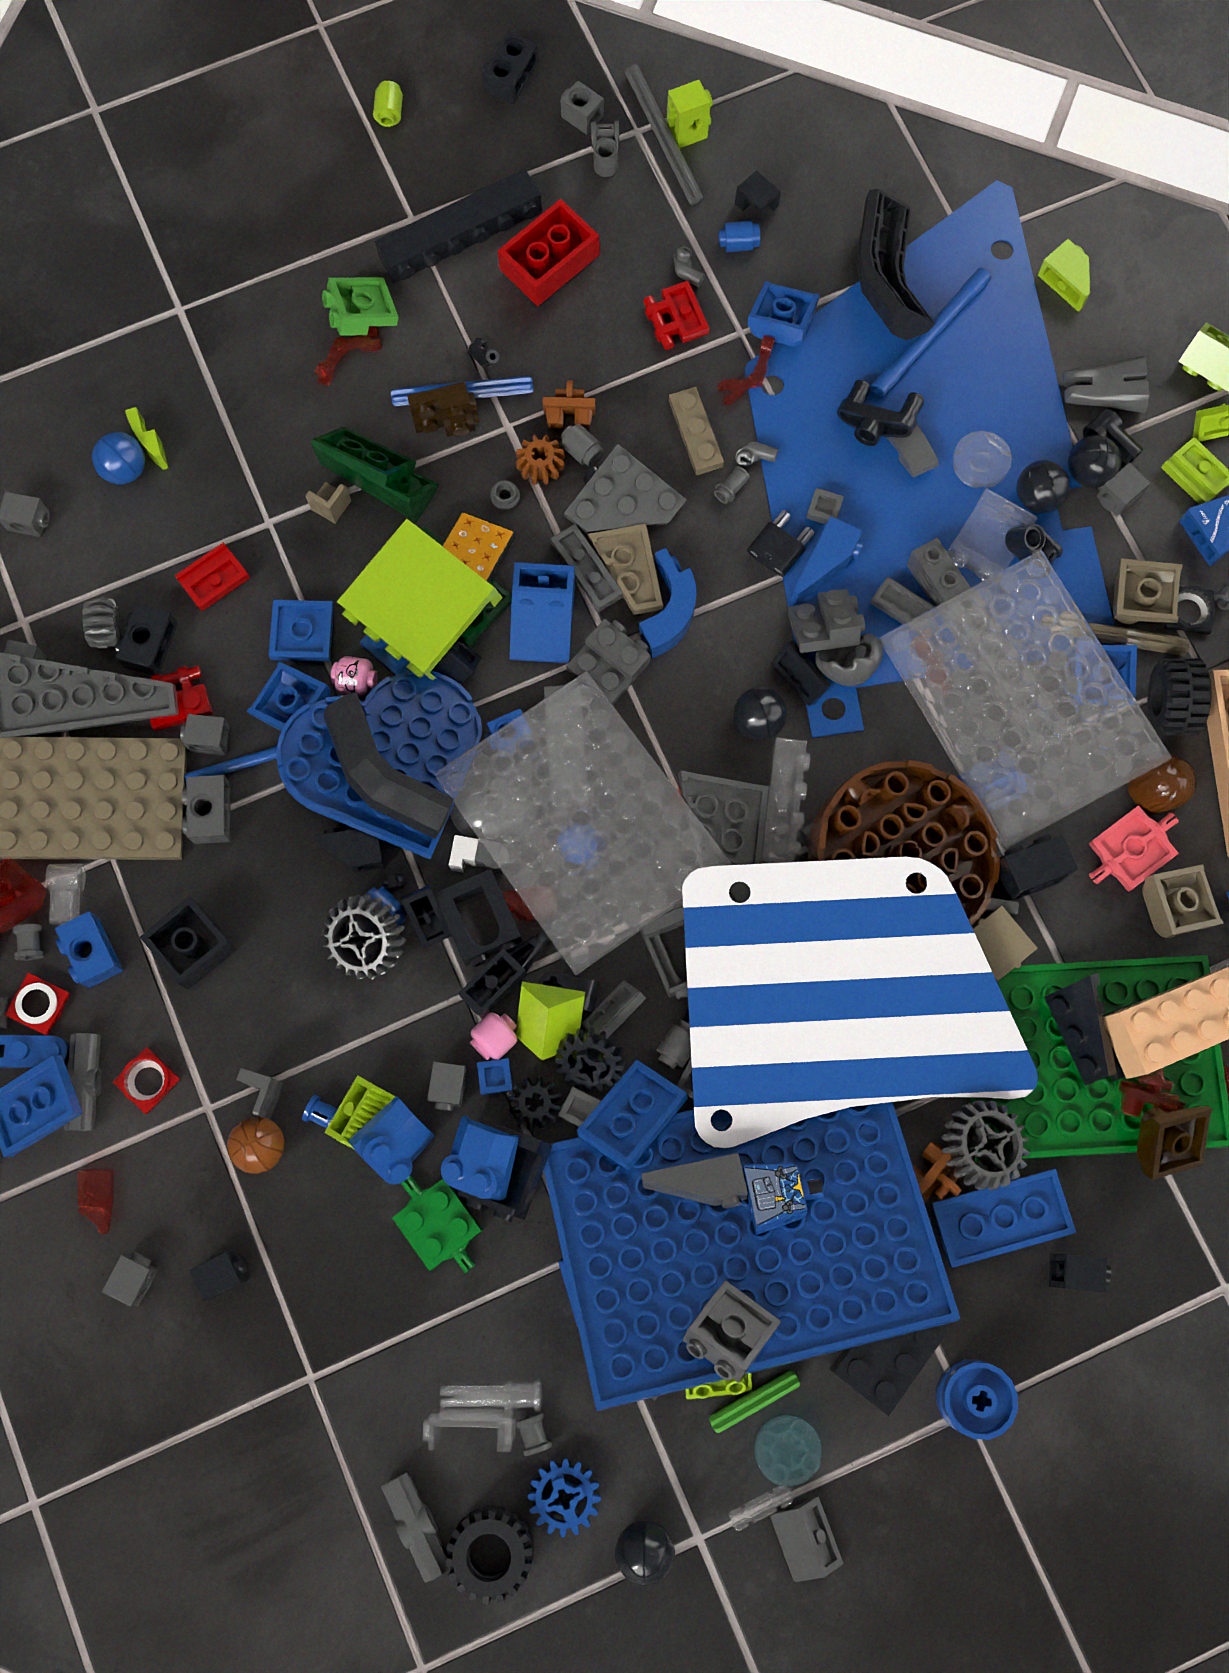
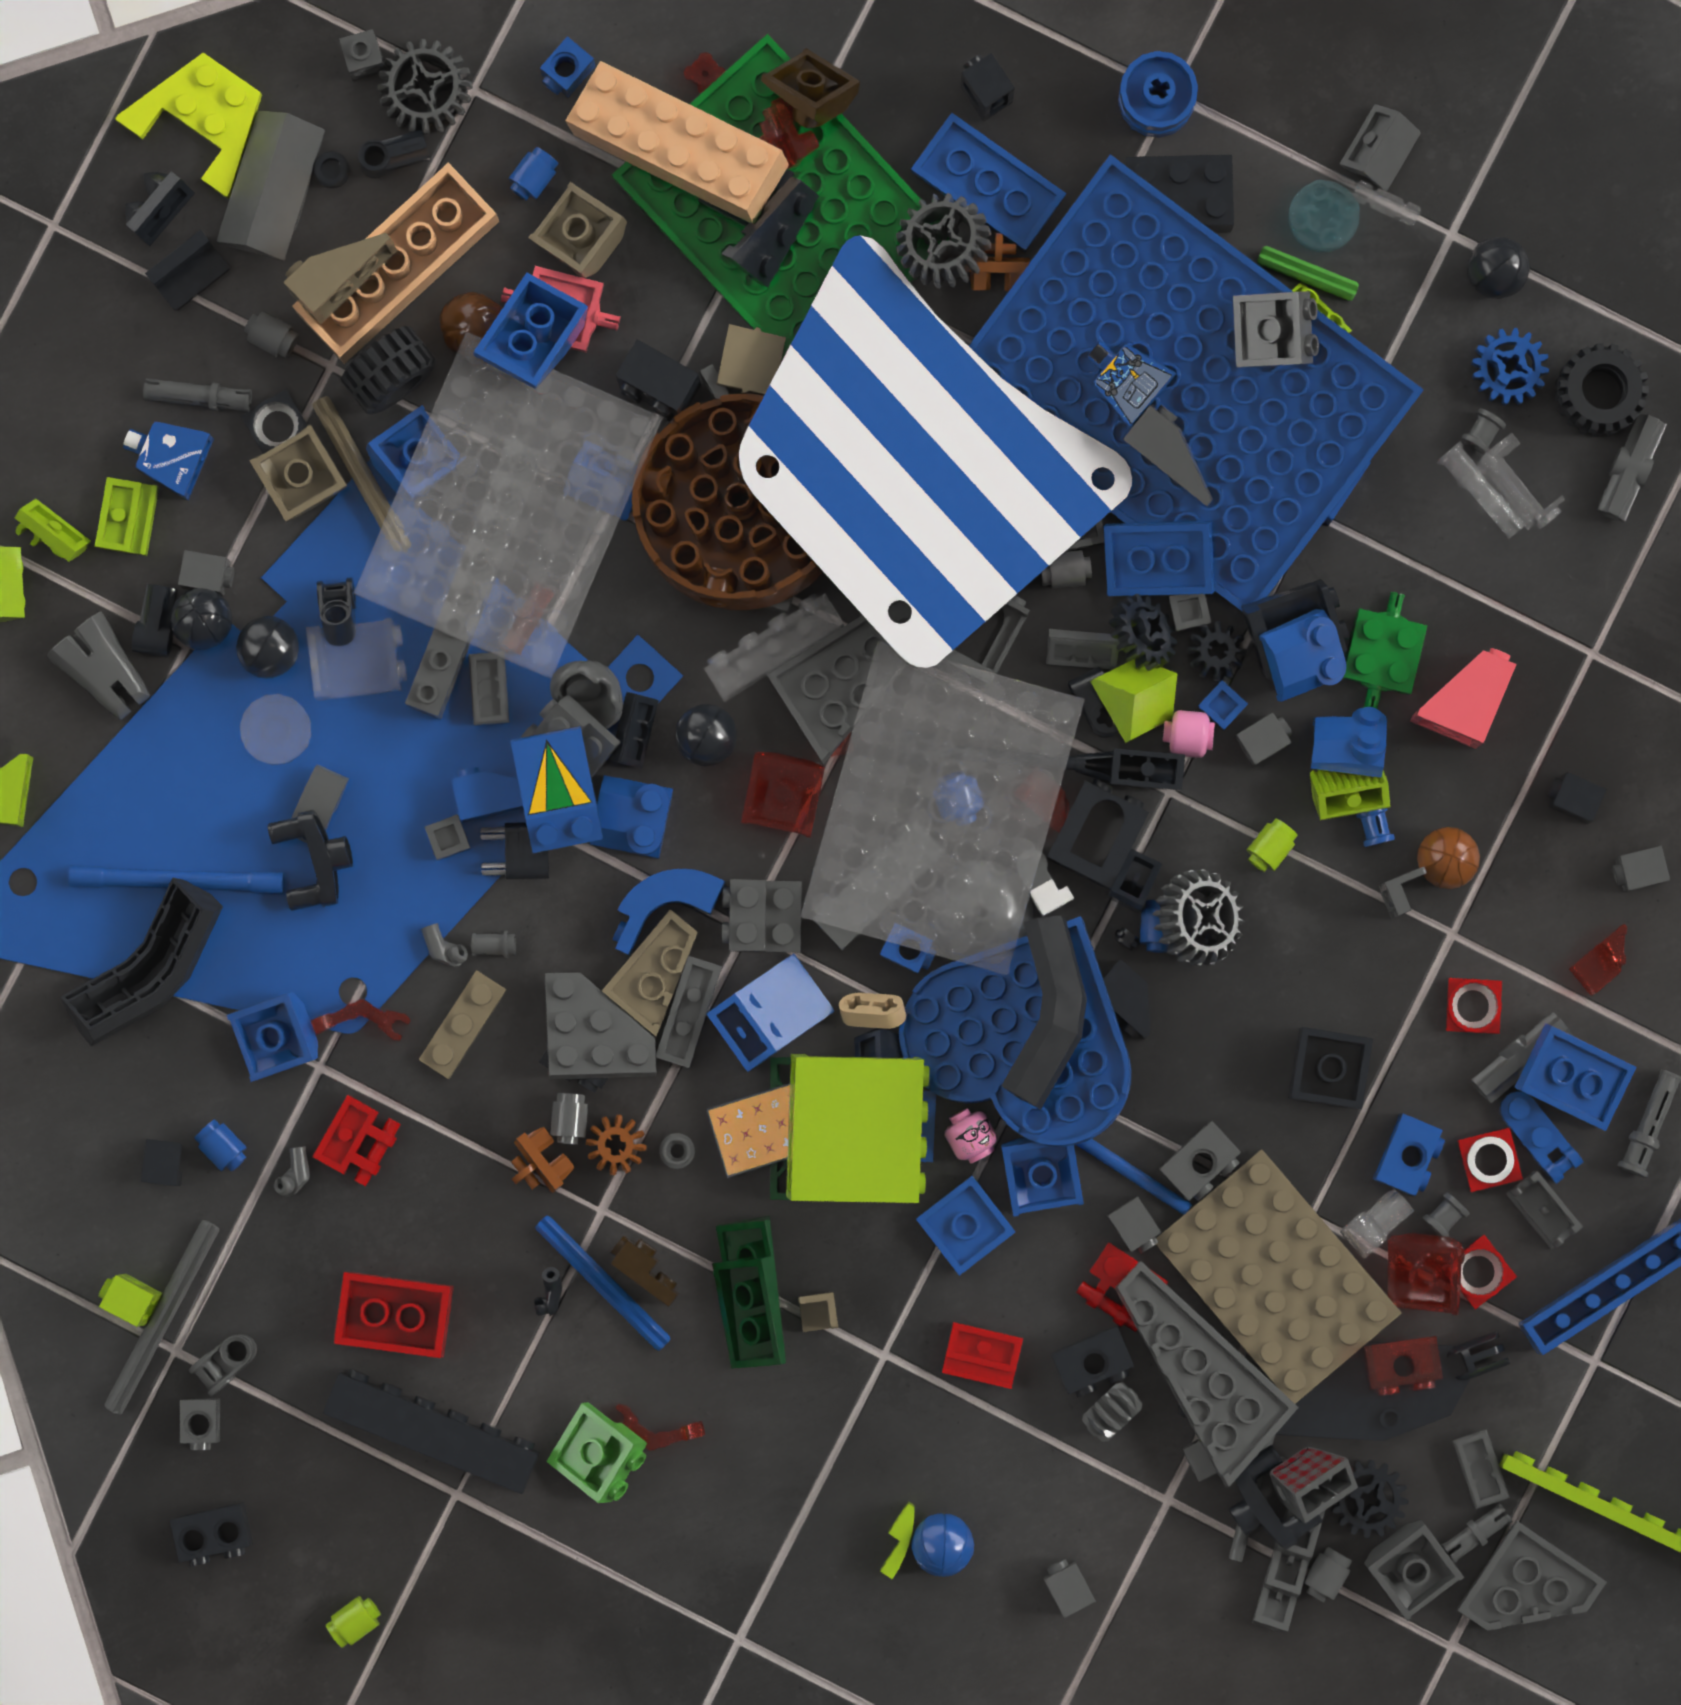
camera: 125 degrees left, 10 degrees up
(350, 1253) = (1469, 700): none -> coral slope
(371, 1030) = (1271, 845): none -> lime brick
(490, 682) = (872, 1010): none -> tan beam
(680, 735) = (783, 792): none -> clear red slope
(744, 631) = (633, 816): none -> blue slope
(800, 582) = (556, 789): none -> blue slope
(1136, 801) = (532, 331): none -> blue slope

